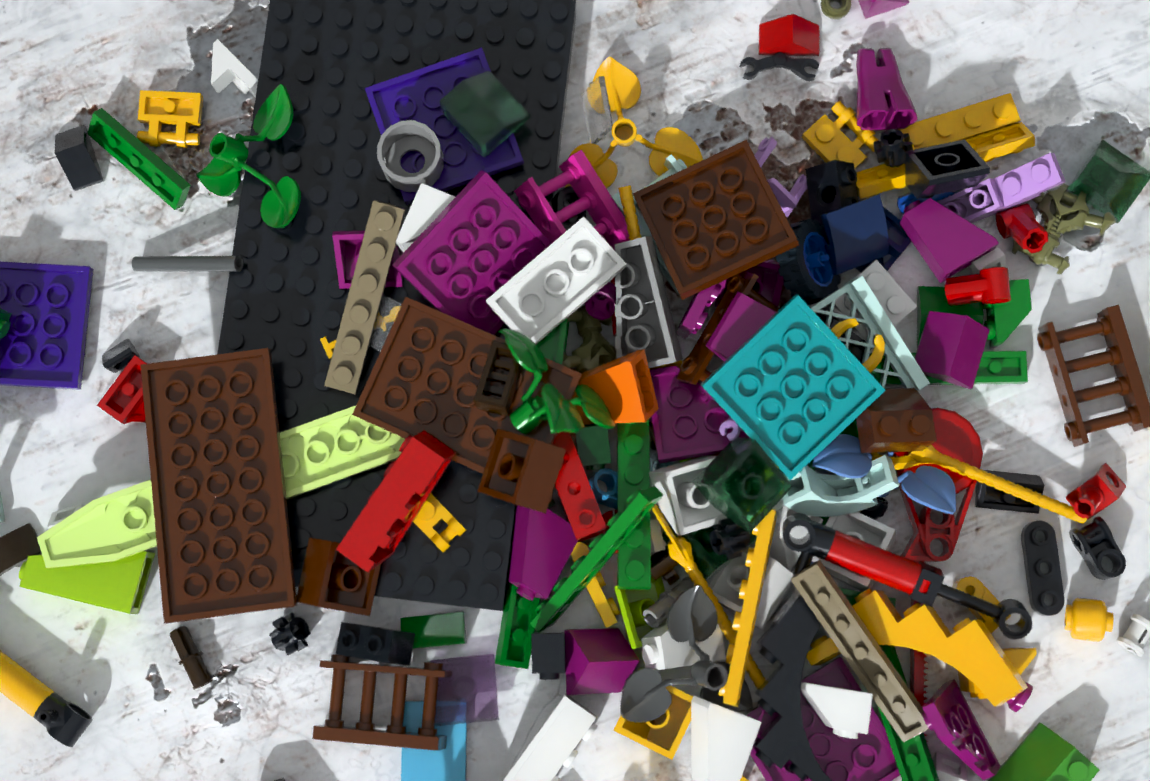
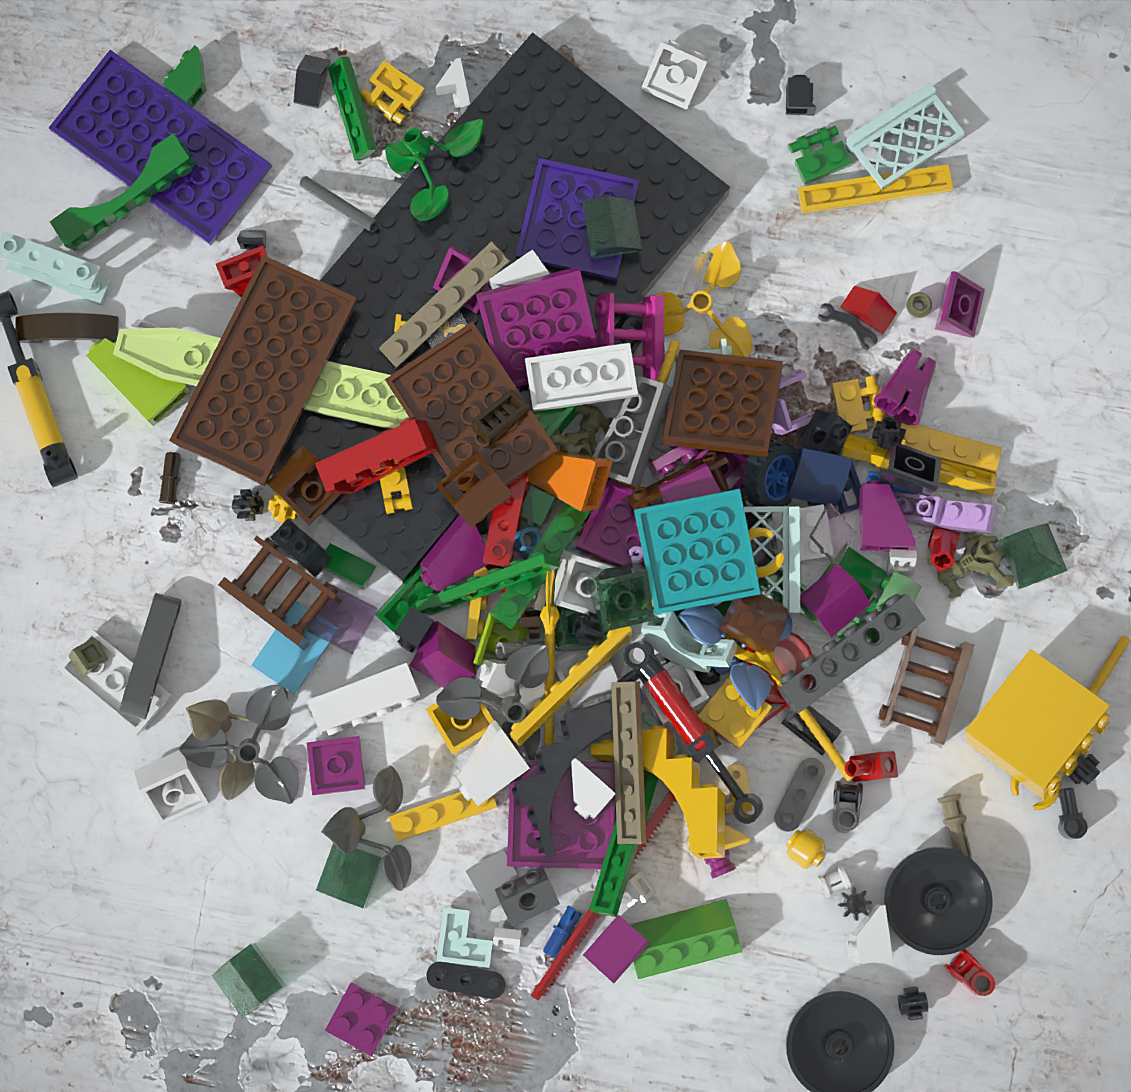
camera: 30 degrees right, 0 degrees up
(328, 618) = (280, 509): none -> yellow gear
(407, 137) = (538, 210): light grey piece -> none
(553, 406) = (518, 456): green plant -> none
(599, 307) = (603, 412): magenta wheel -> none
(904, 284) = (832, 534): none -> clear piece
(928, 532) = (732, 716): none -> yellow plate
(958, 729) = (663, 859): magenta plate -> none
(988, 287) = (885, 571): red piece -> none
(1040, 323) = (907, 618): none -> dark grey brick

